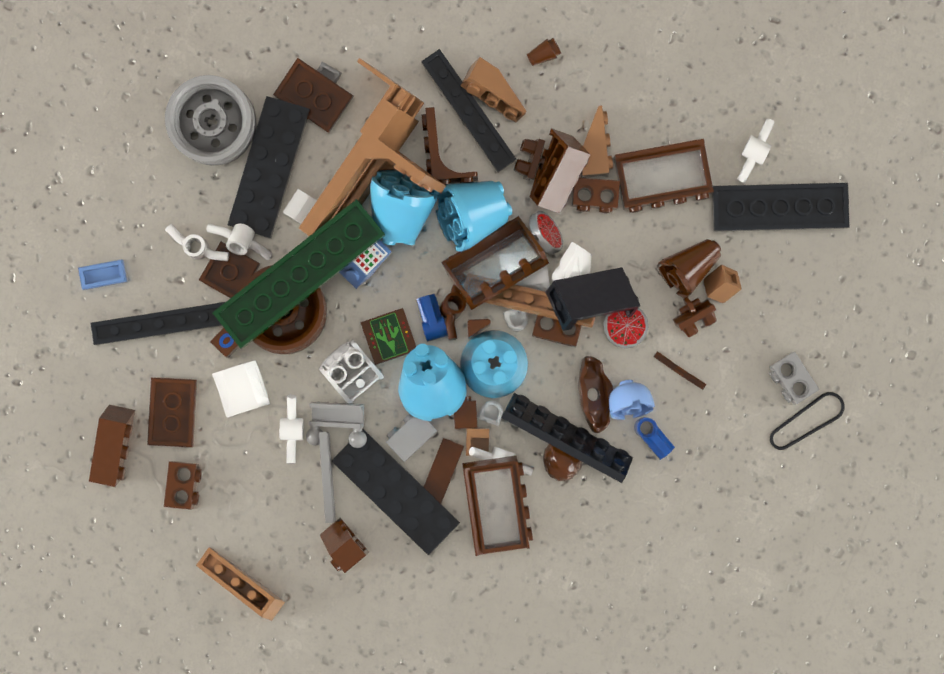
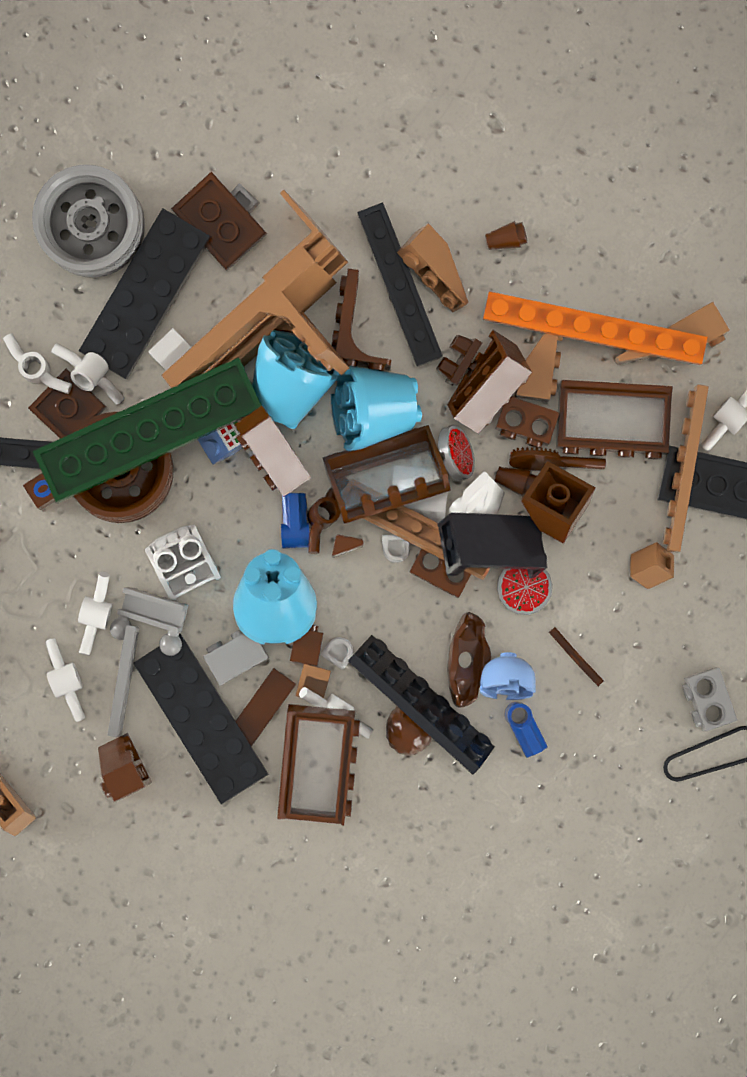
camera: 10 degrees right, 0 degrees up
(241, 388) = (47, 550): white slope -> none
(280, 487) = (64, 680): none -> white piece
(388, 336) = (238, 530): tile -> none
(400, 267) = (271, 452): none -> wedge
(500, 380) = (362, 615): medium azure cone -> none
(599, 243) = (515, 479): none -> reddish brown cone
(619, 221) = (536, 459): none -> reddish brown piece
(631, 107) = (595, 328): none -> orange plate
(635, 251) = (557, 501): none -> reddish brown slope
(689, 266) = (618, 535): reddish brown cone -> none
(693, 312) = (609, 591): reddish brown hips -> none
(708, 92) = (703, 322): none -> medium nougat slope
(729, 191) = (687, 456): none -> medium nougat plate

